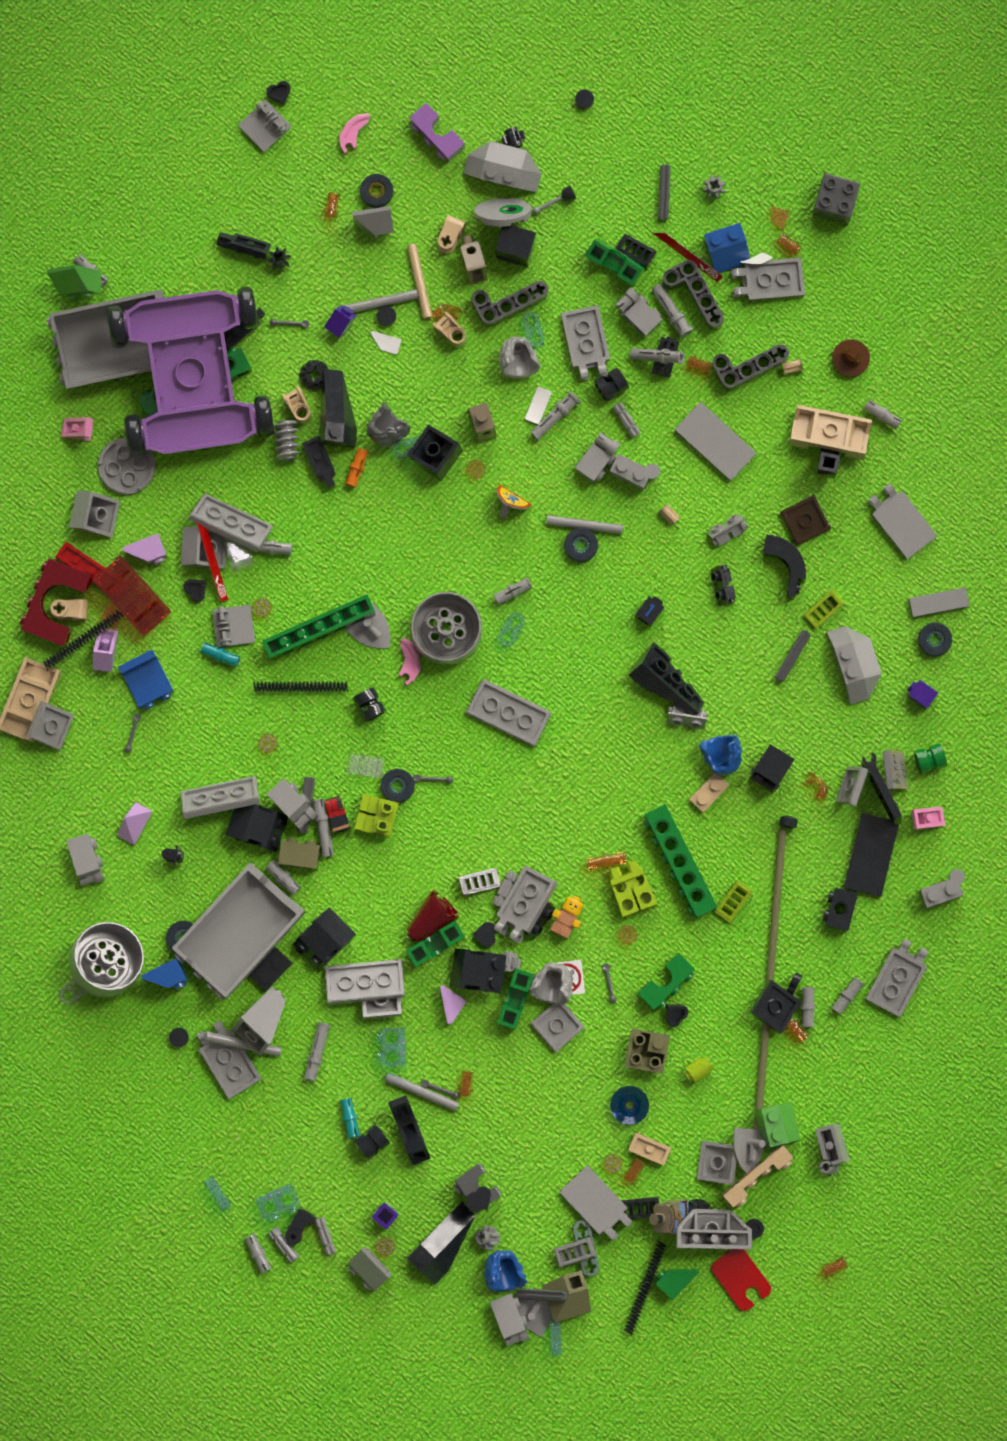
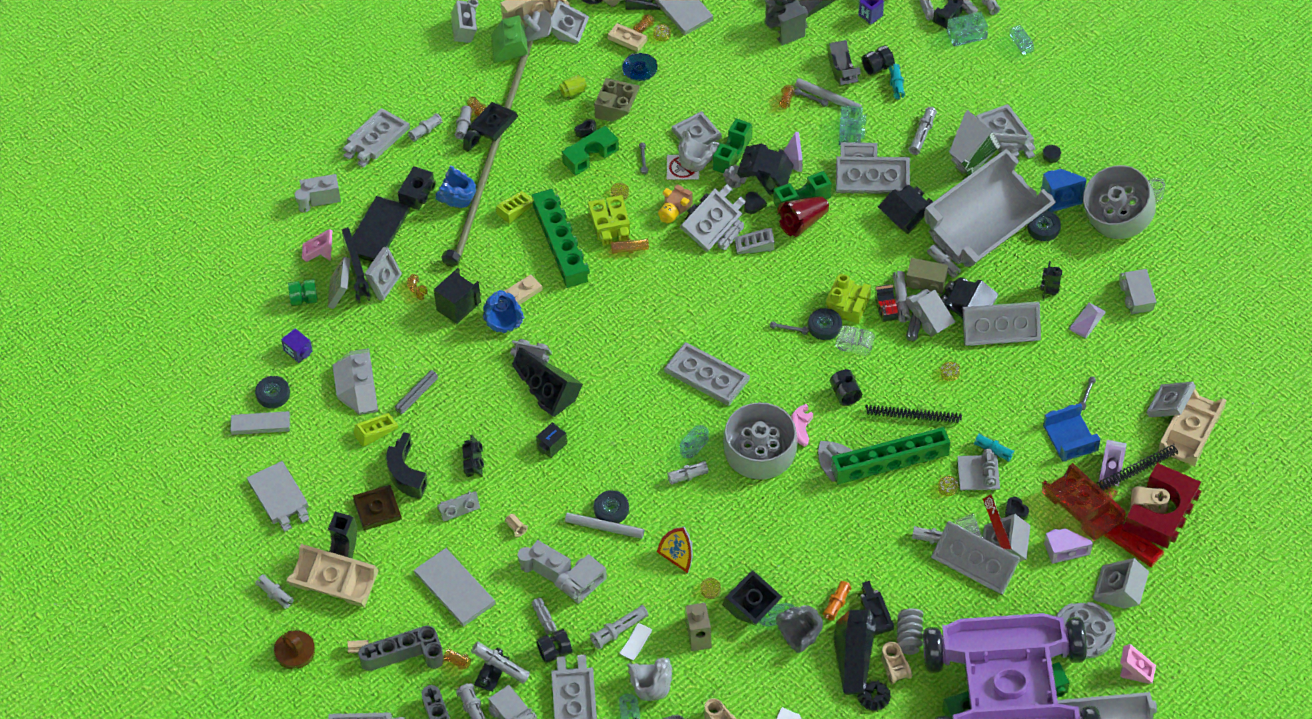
camera: 175 degrees left, 30 degrees down
(798, 905) = (456, 189): none -> blue hair

